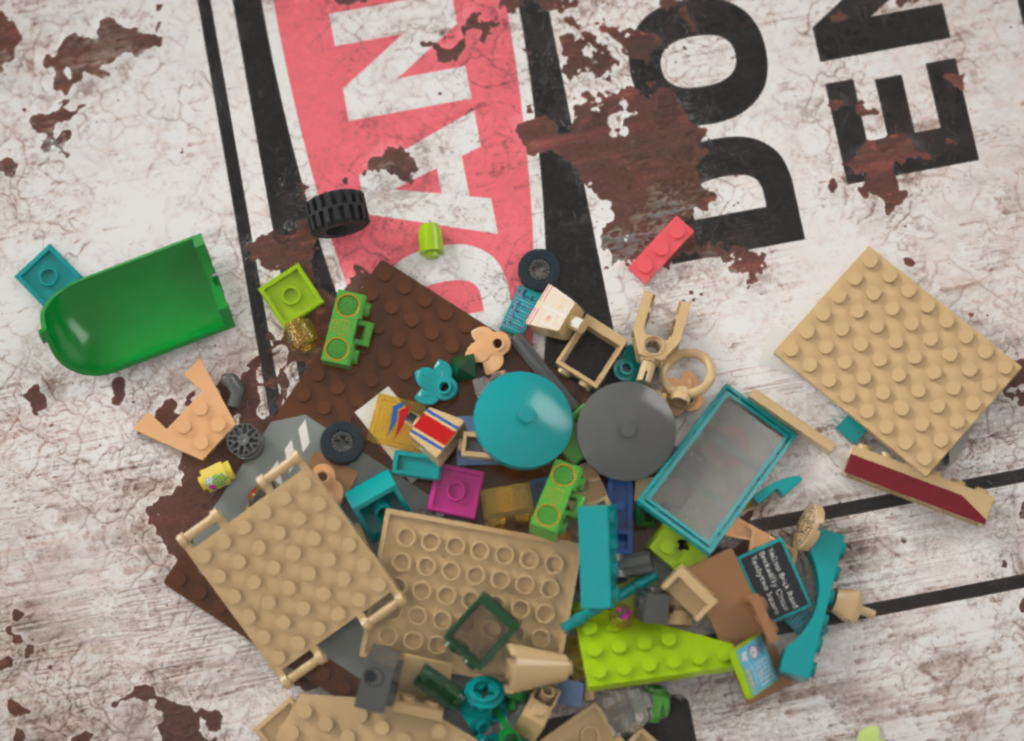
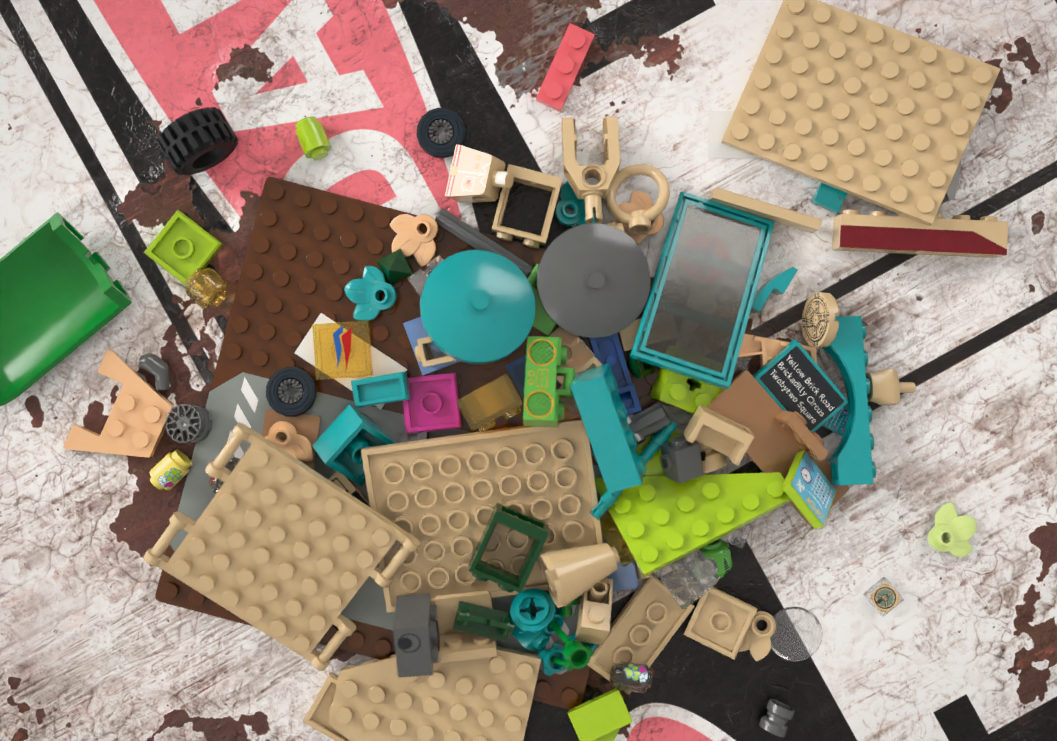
camera: 20 degrees left, 10 degrees up
(341, 341) = (249, 266): bright green piece -> none
(435, 433) = (387, 350): torso -> none
(519, 311) = (435, 183): teal tile -> none
(622, 615) = (653, 481): clear yellow tile -> none

